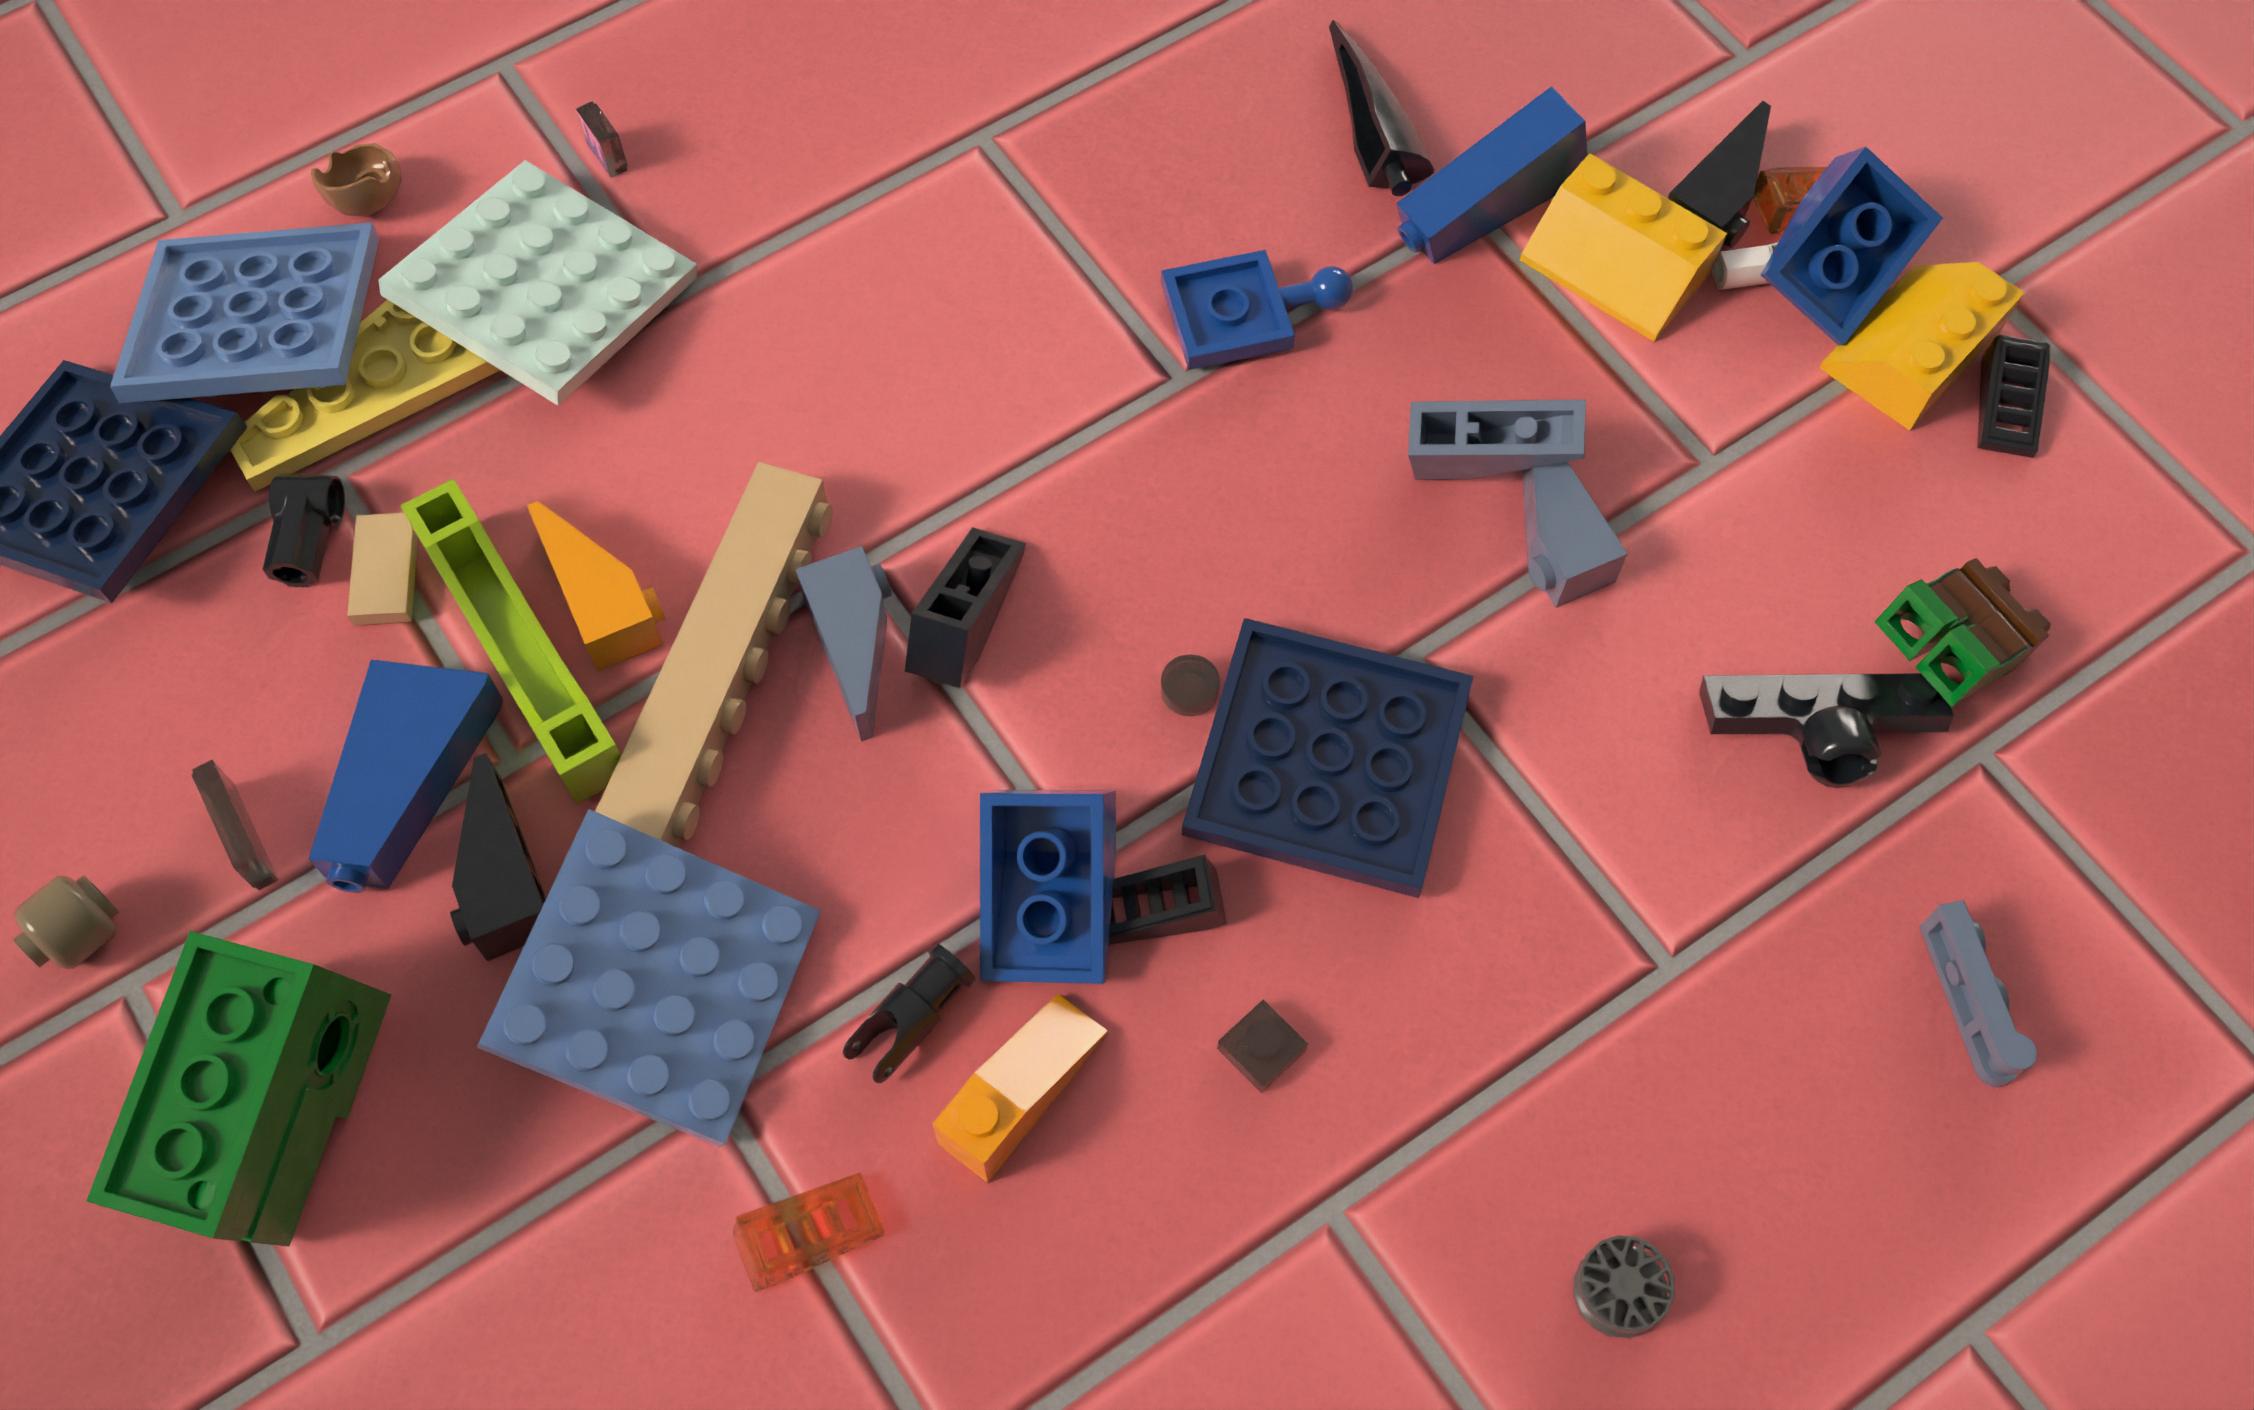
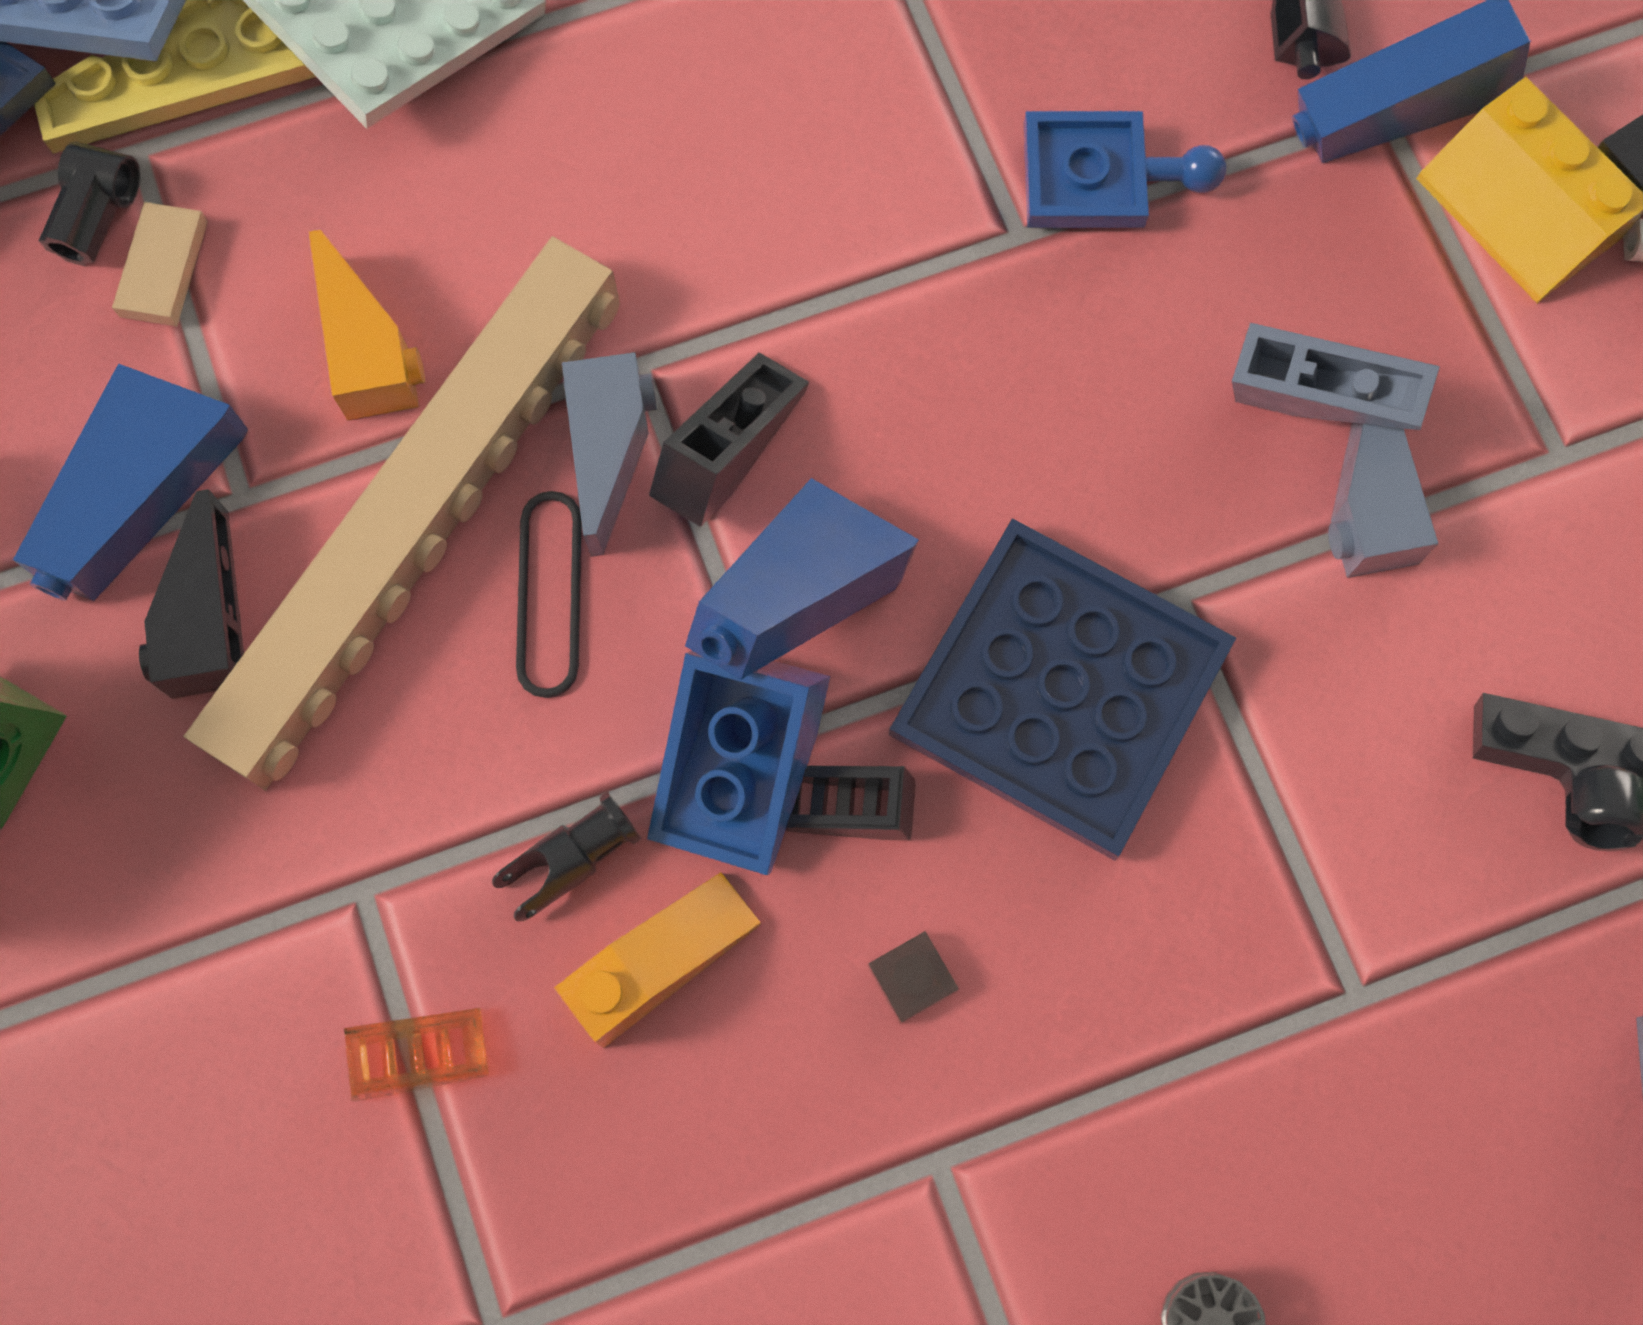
camera: 15 degrees right, 10 degrees up
(514, 640) = (284, 429): lime arch -> none
(651, 979) = (316, 763): medium blue plate -> none
(805, 789) = (575, 595): none -> black piece
(1067, 708) = (798, 579): none -> blue slope
(1190, 685) = (939, 575): clear smoke tile -> none

